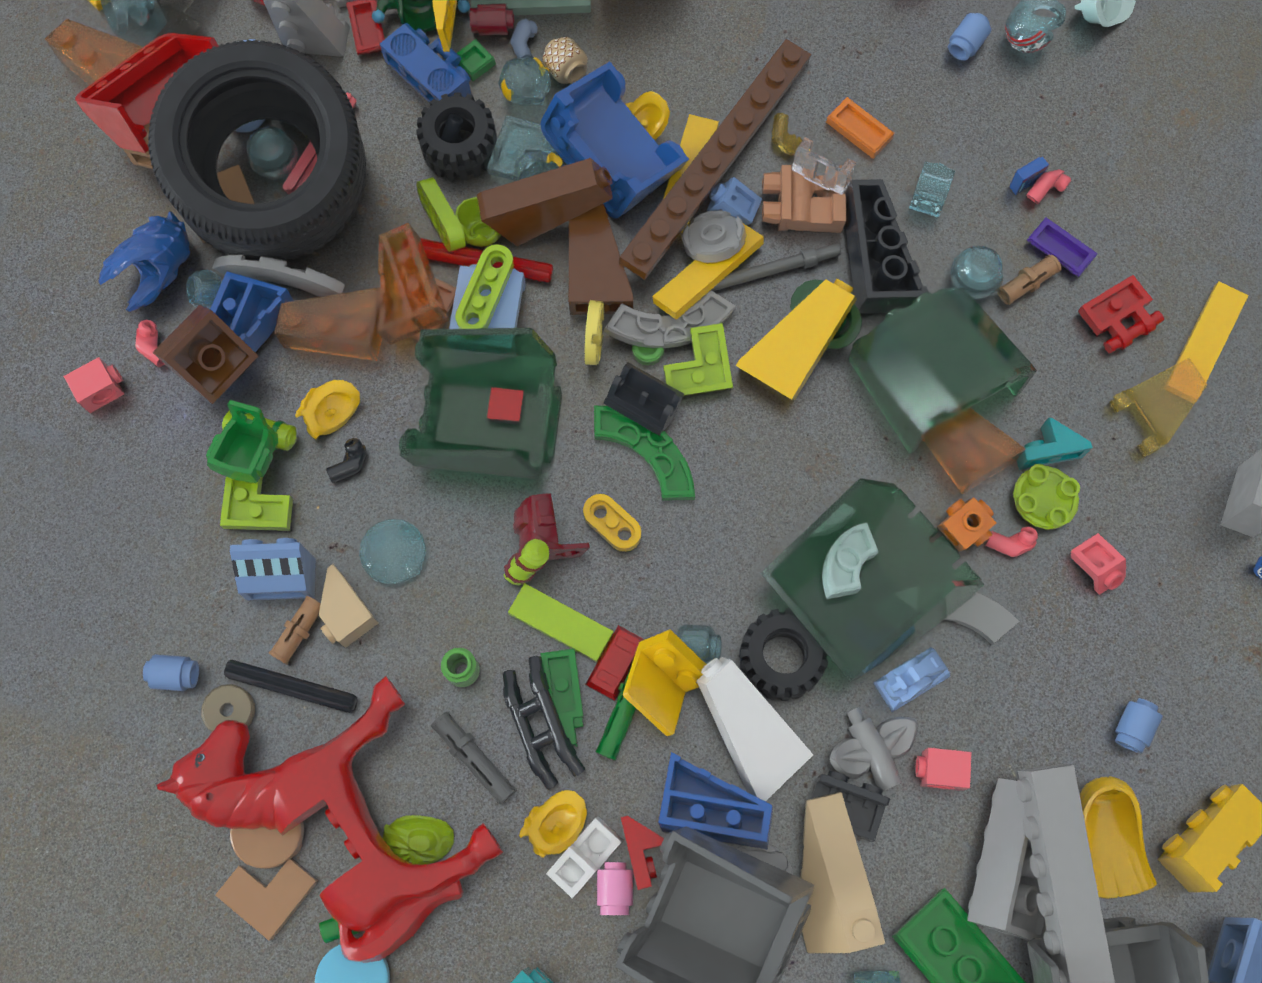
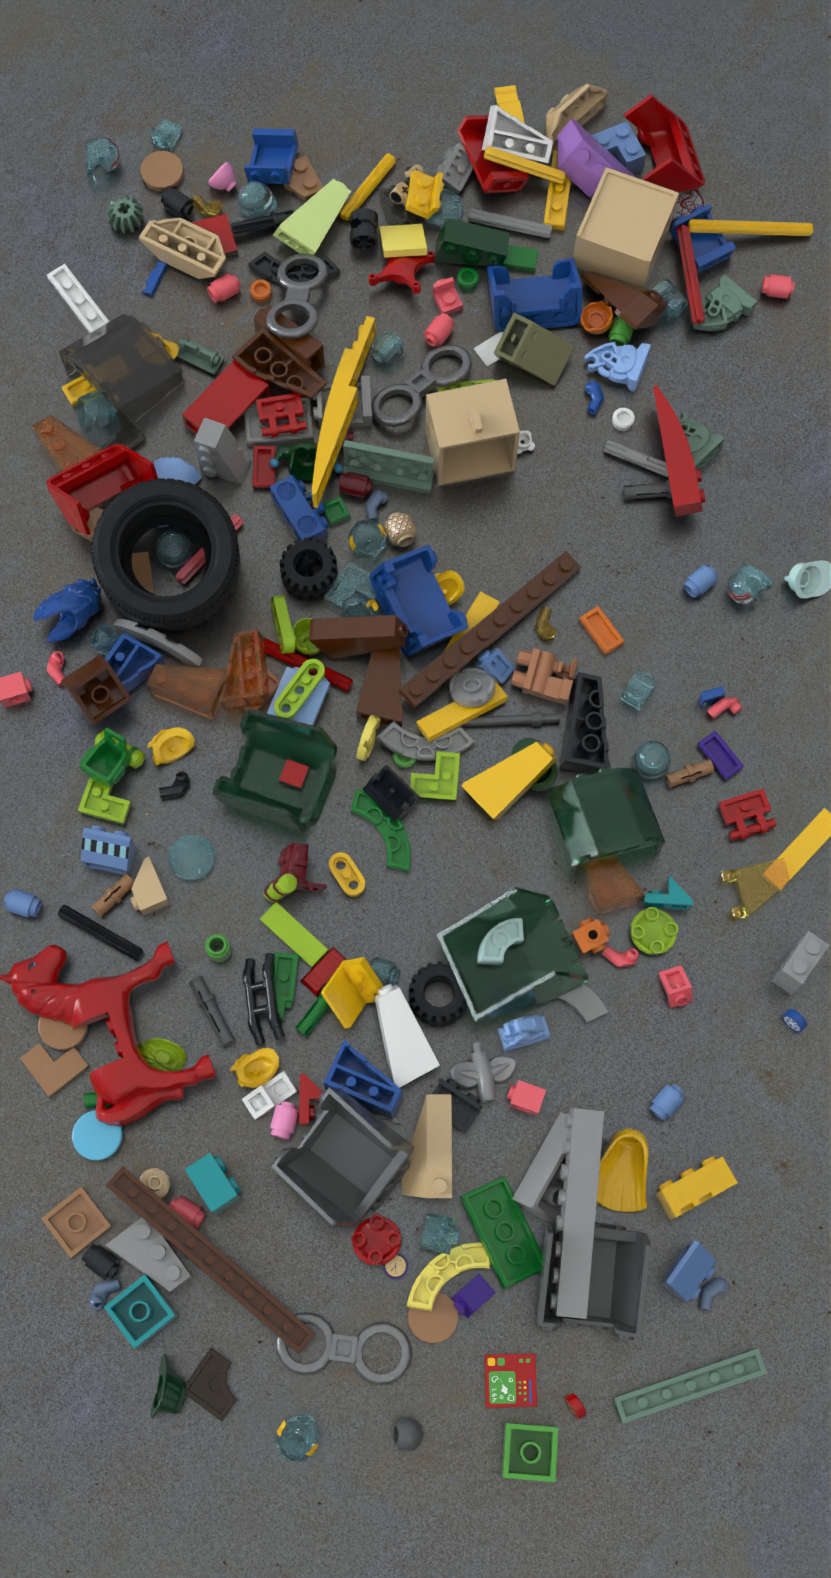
camera: 10 degrees right, 0 degrees up
(224, 695) = (54, 928): dark tan piece -> none
(834, 177) = (565, 668): clear piece -> none

